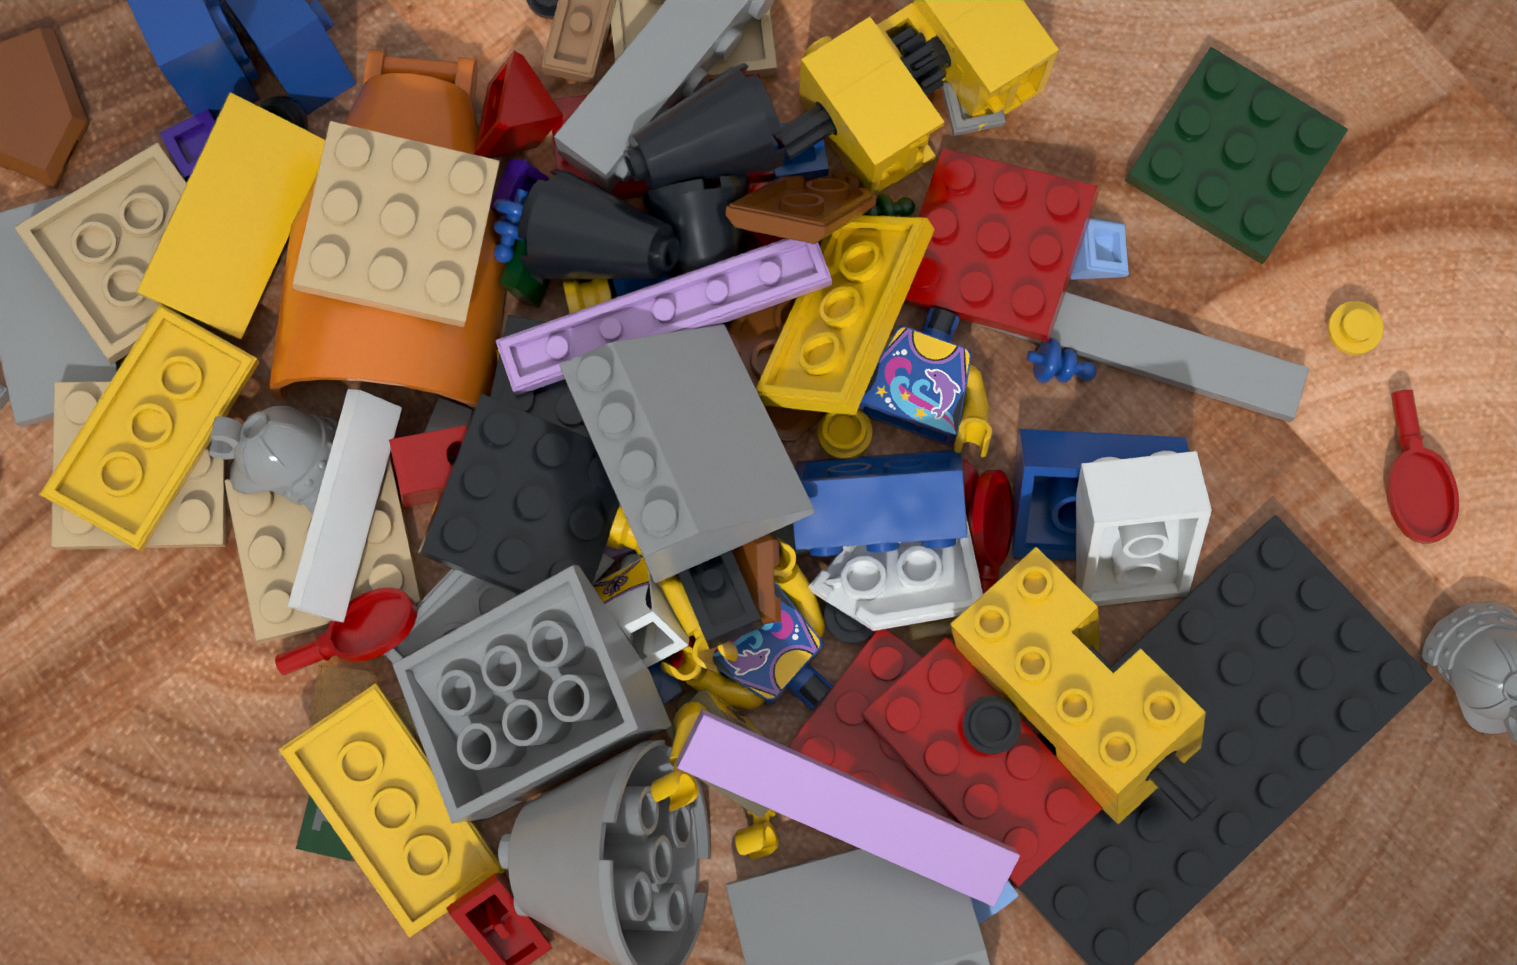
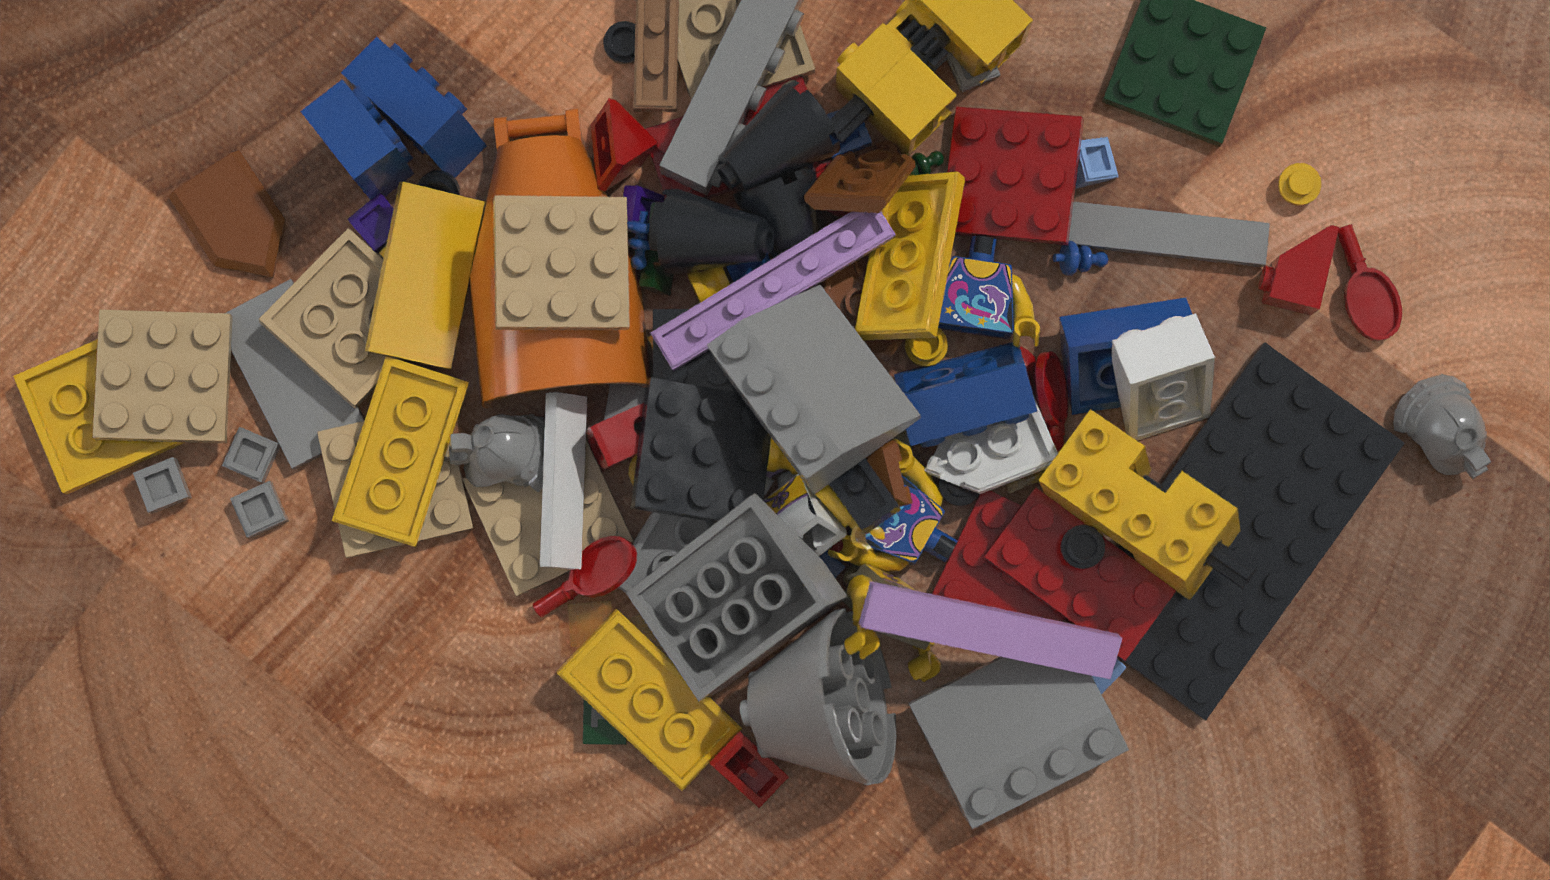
camera: 10 degrees left, 5 degrees up
(1336, 438) = (1300, 274): none -> red slope

